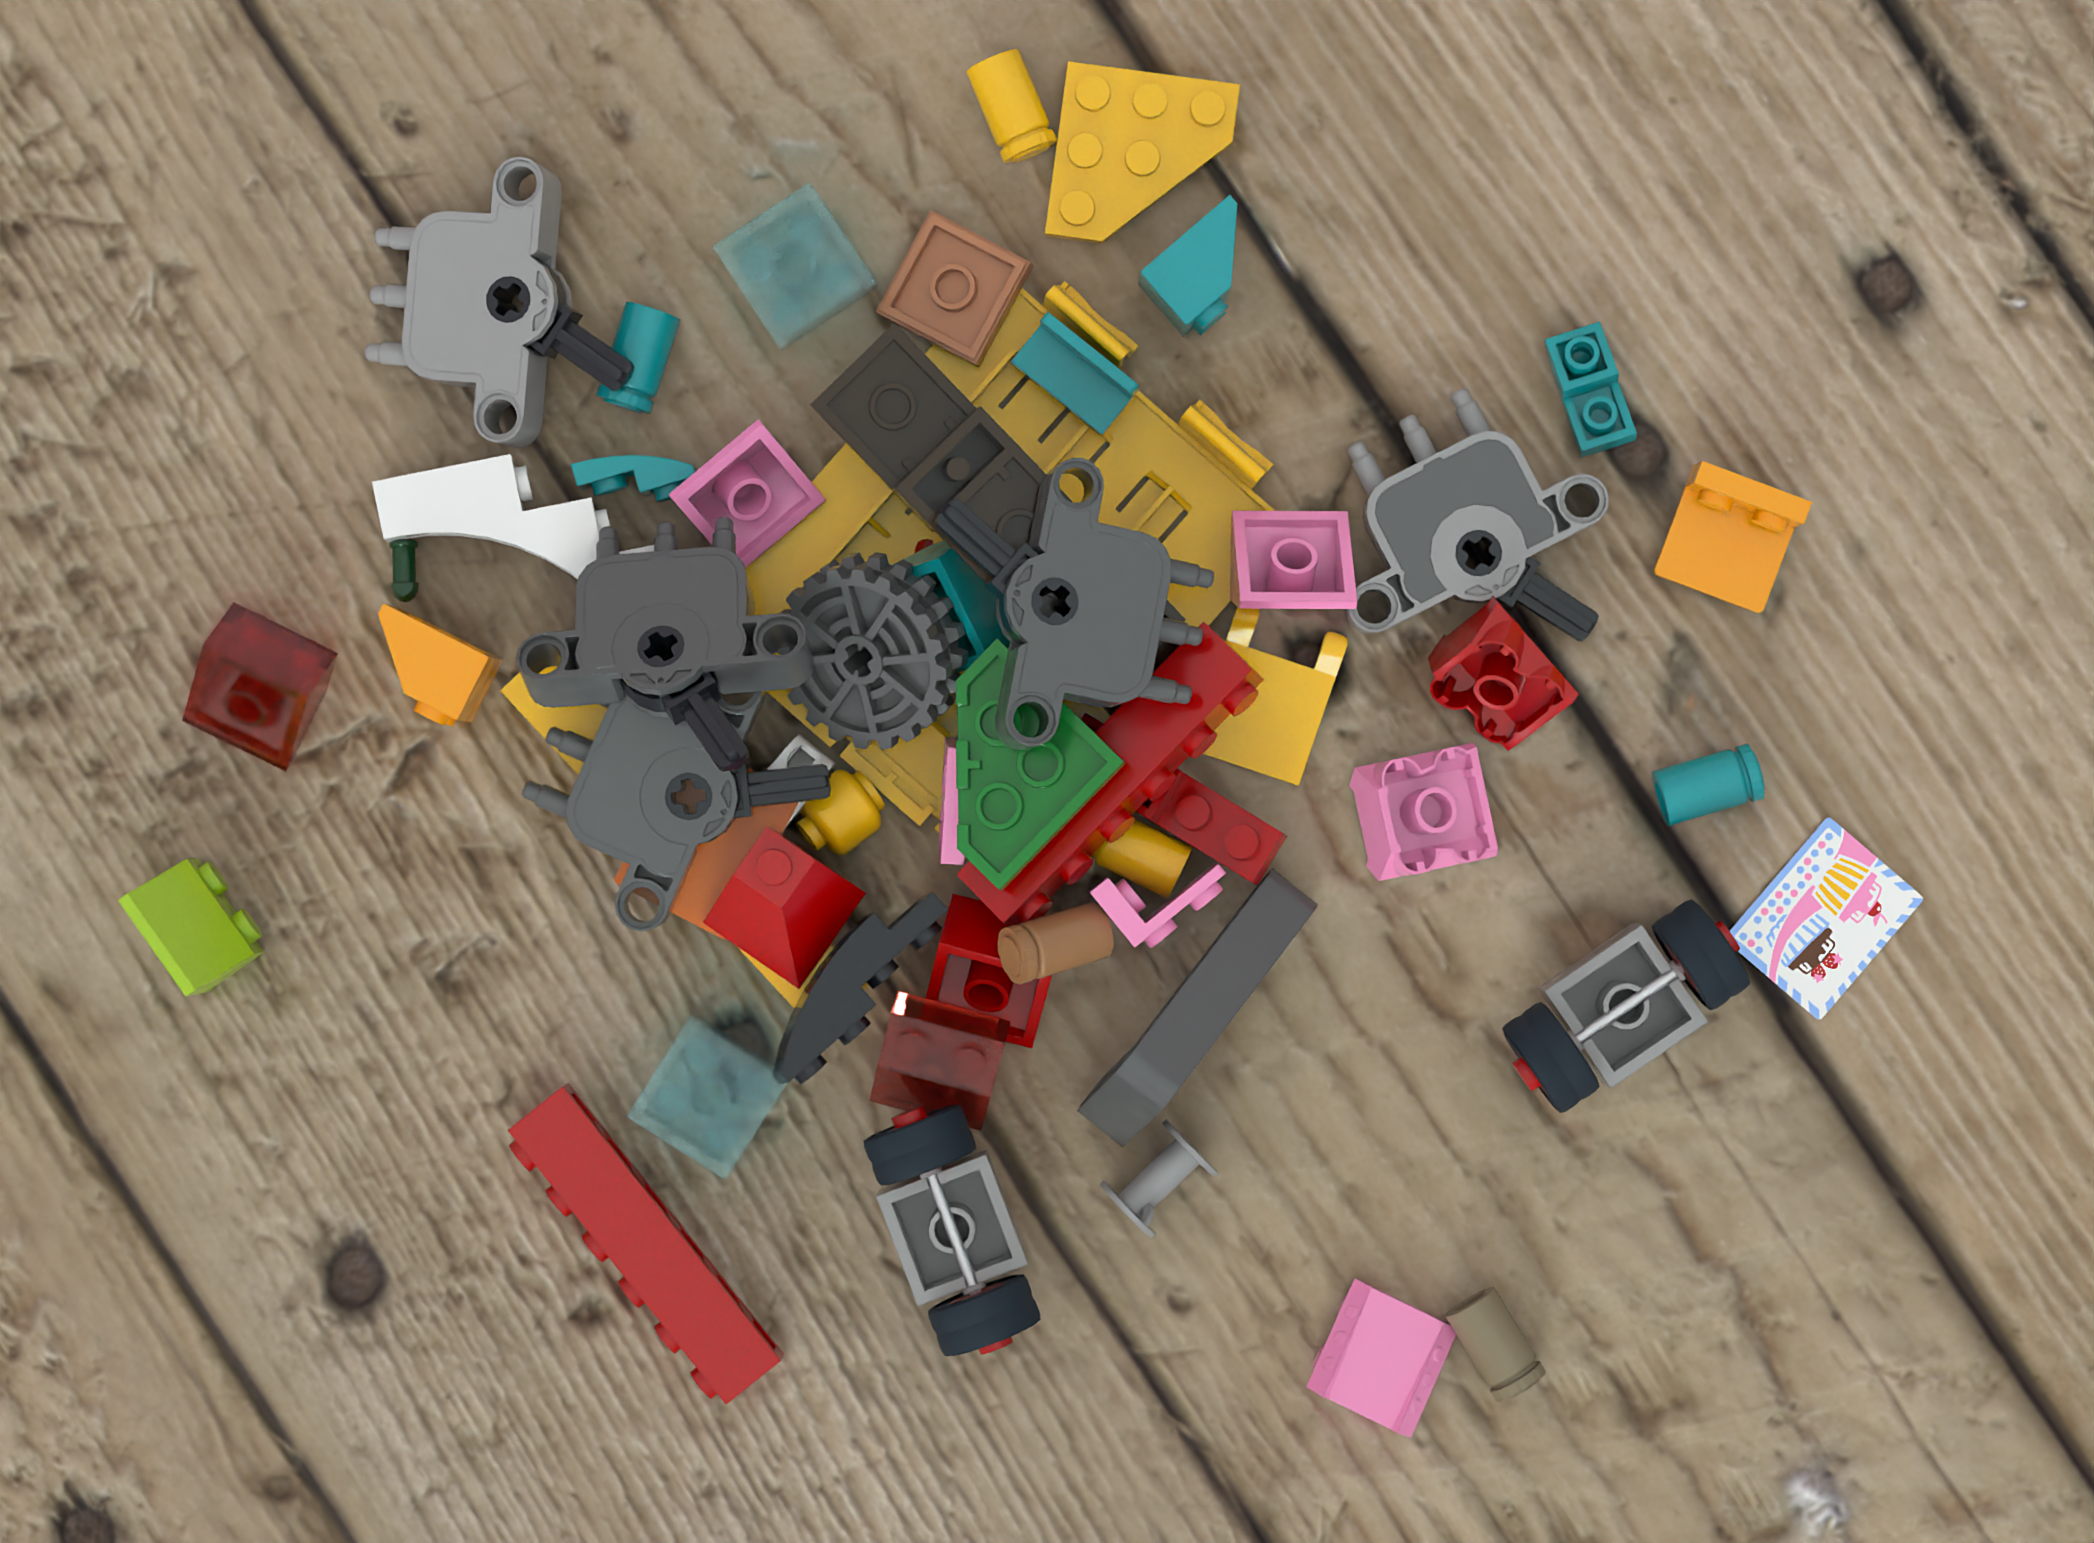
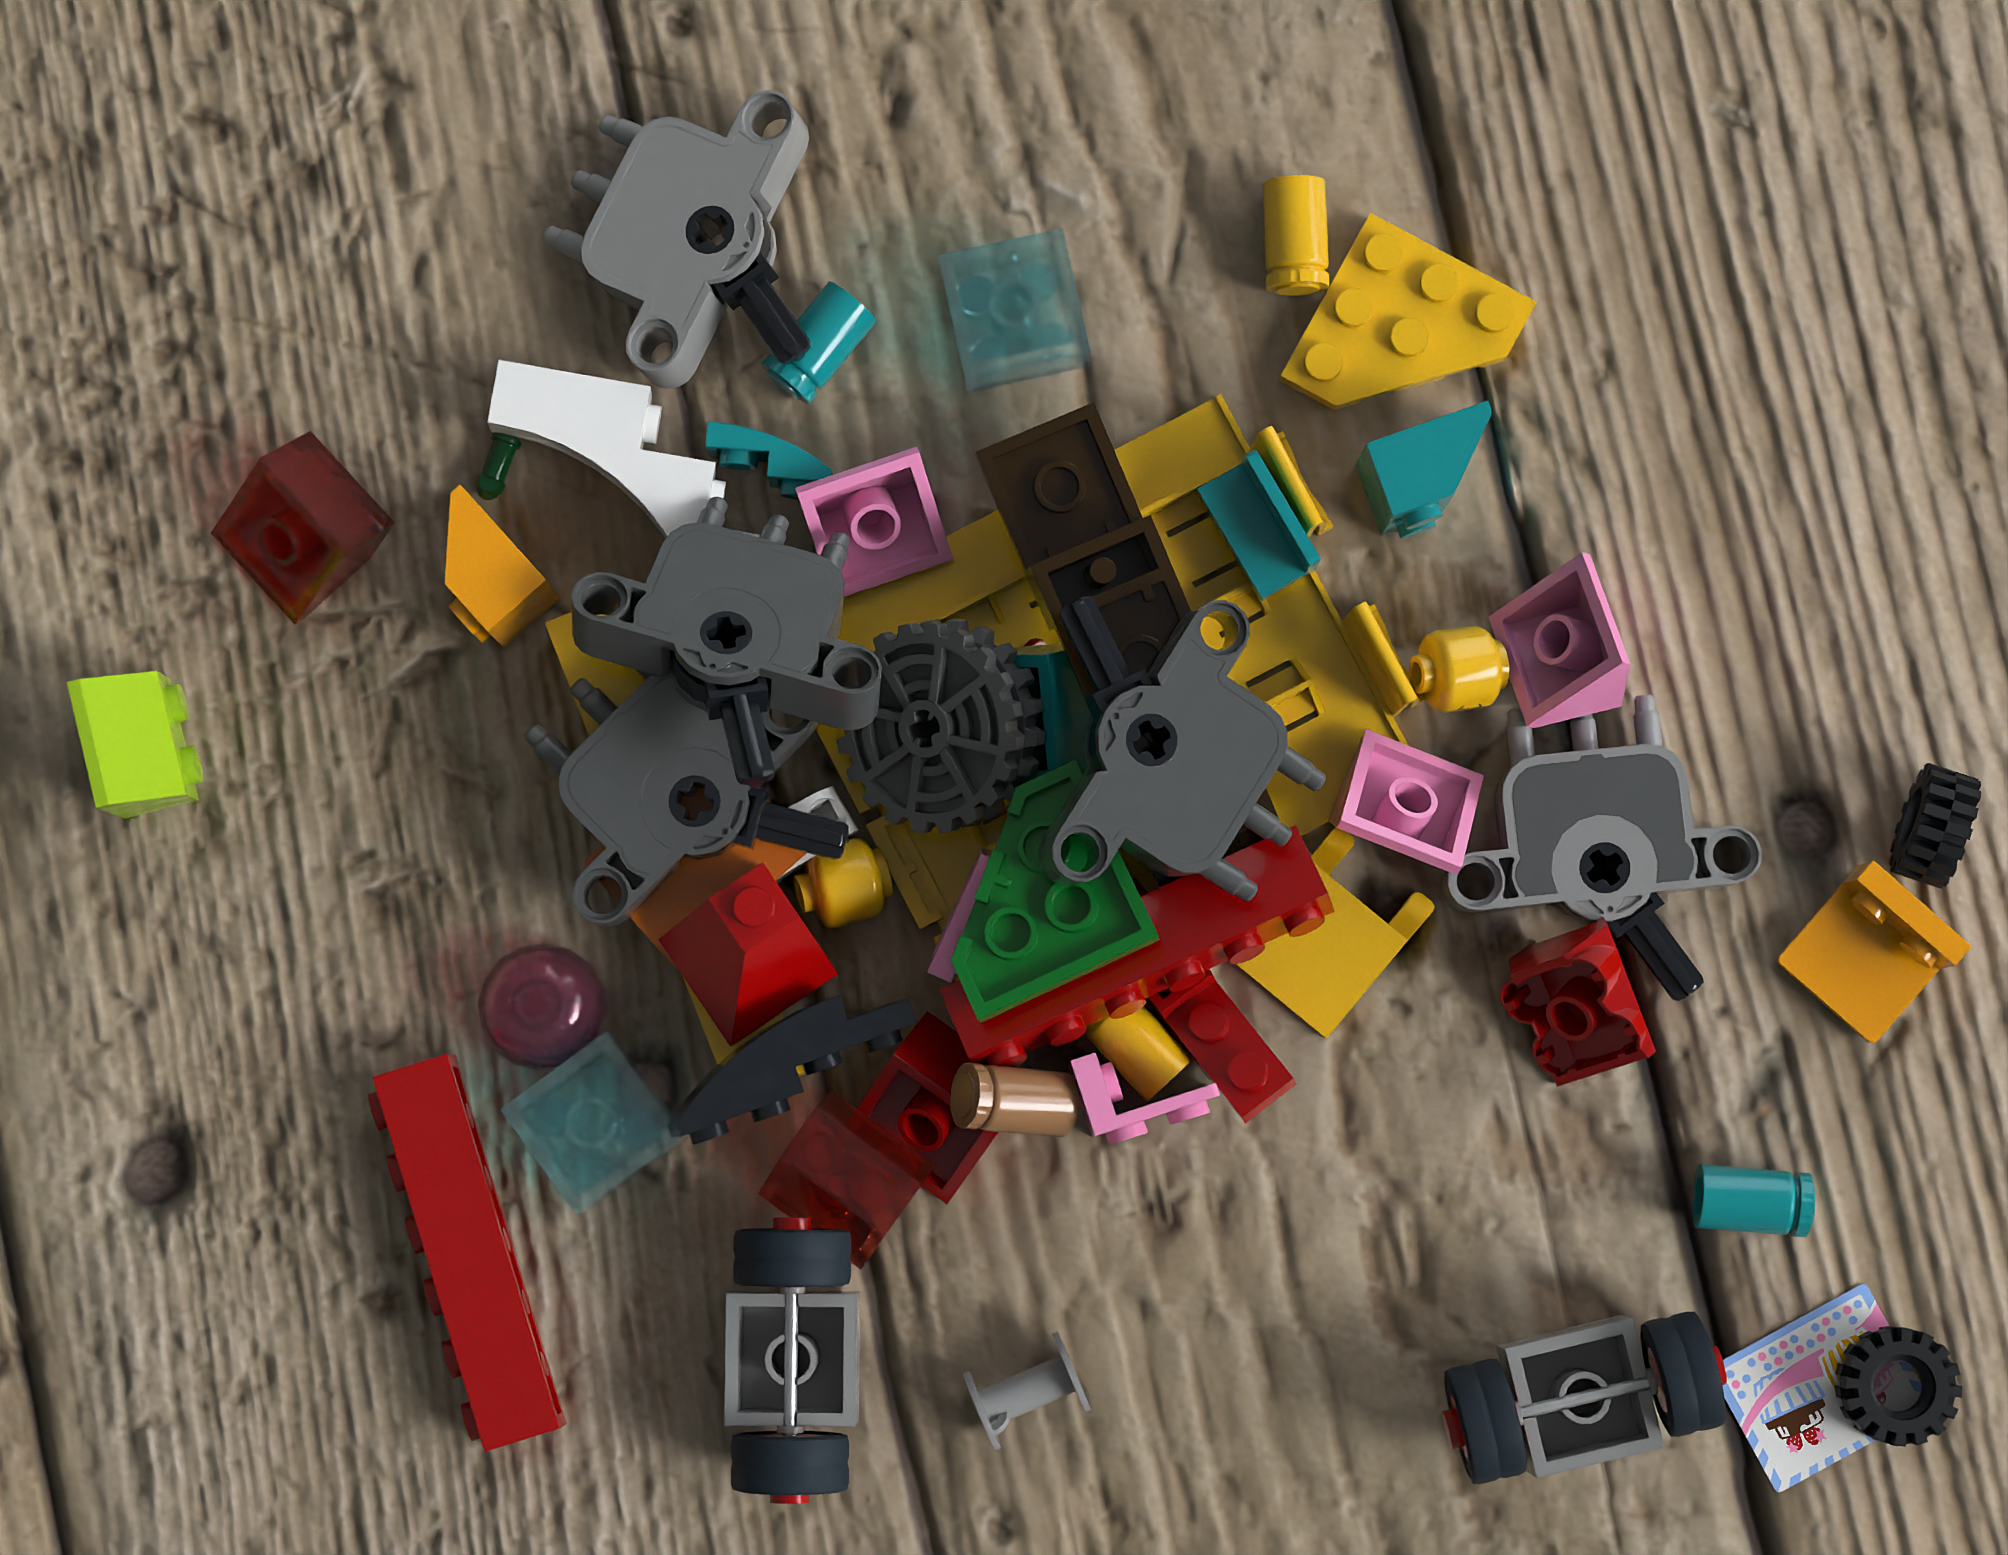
camera: 20 degrees right, 5 degrees down
(626, 1014) = (542, 1006): none -> clear pink cylinder
(954, 288) = (1167, 396): nougat tile -> none
(1198, 1010) = (1134, 1230): dark grey beam -> none
(1292, 429) = (1459, 669): none -> yellow head
(1372, 378) = (1563, 646): none -> bright pink slope
(1424, 812) = (1446, 1115): bright pink slope -> none
(1590, 389) = (1780, 747): teal slope -> none
(1744, 409) = (1935, 825): none -> black tyre
(1920, 903) = (1936, 1395): none -> black tyre

